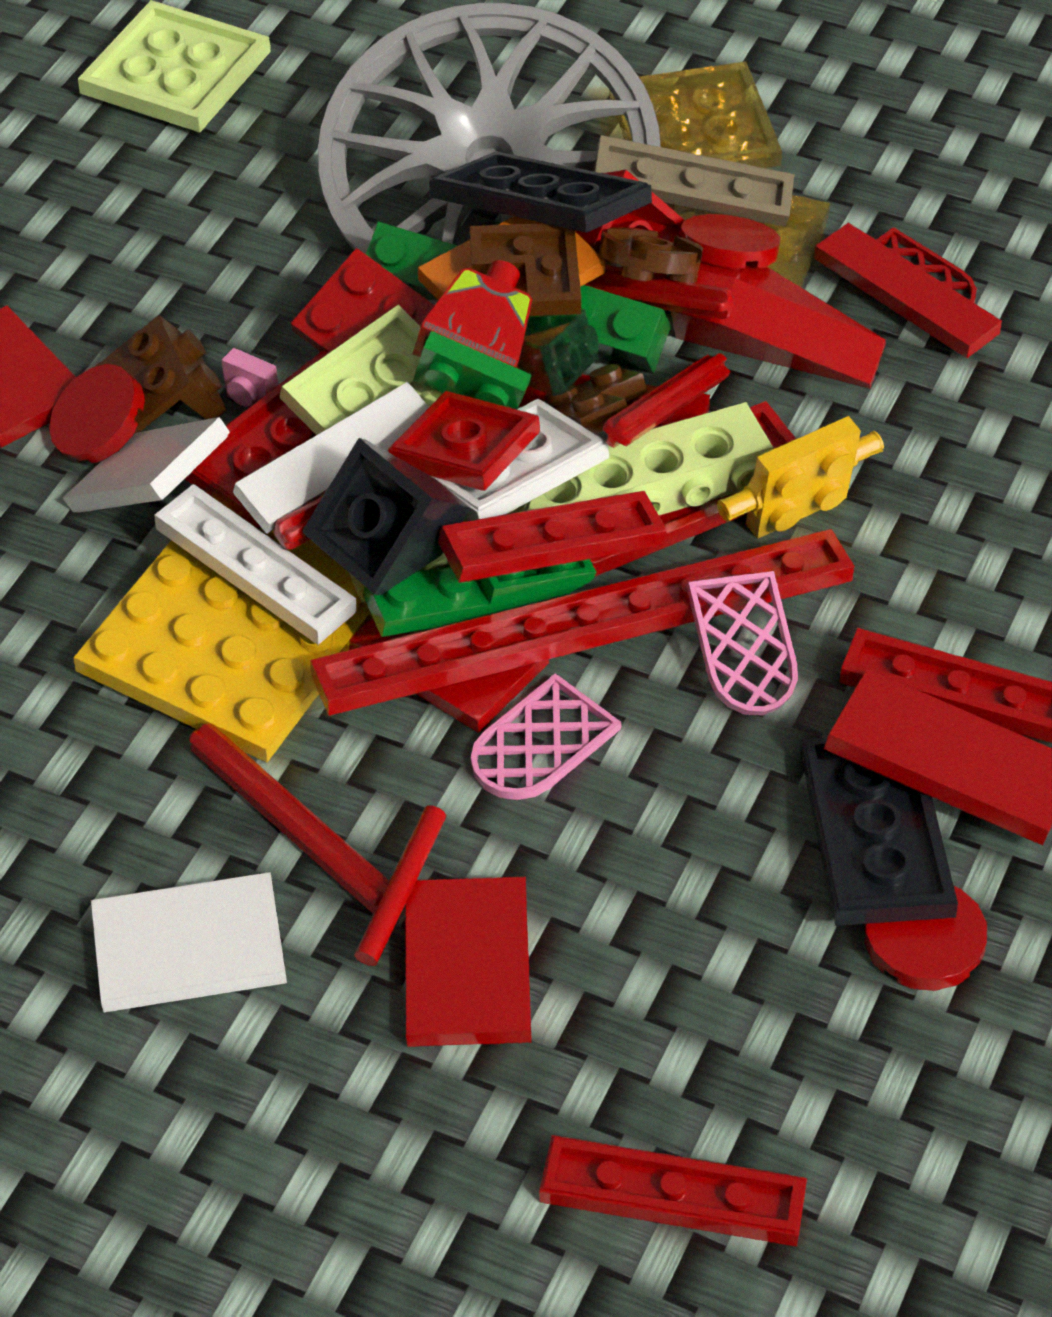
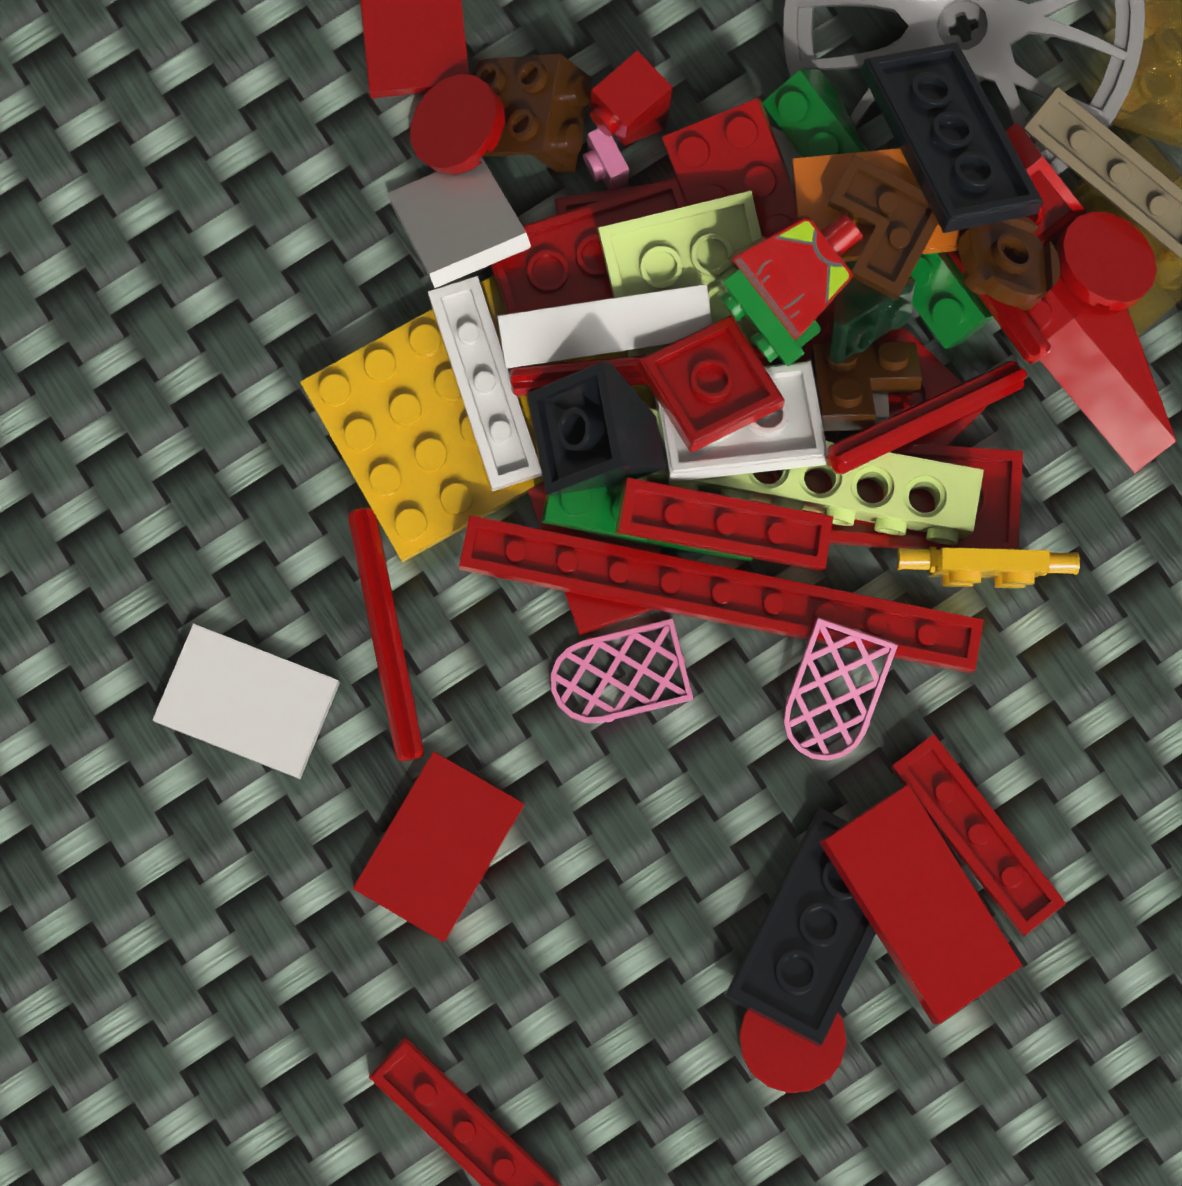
camera: 30 degrees right, 30 degrees up
(247, 311) = (631, 101): none -> red slope
(400, 886) = (423, 758): red bar -> none

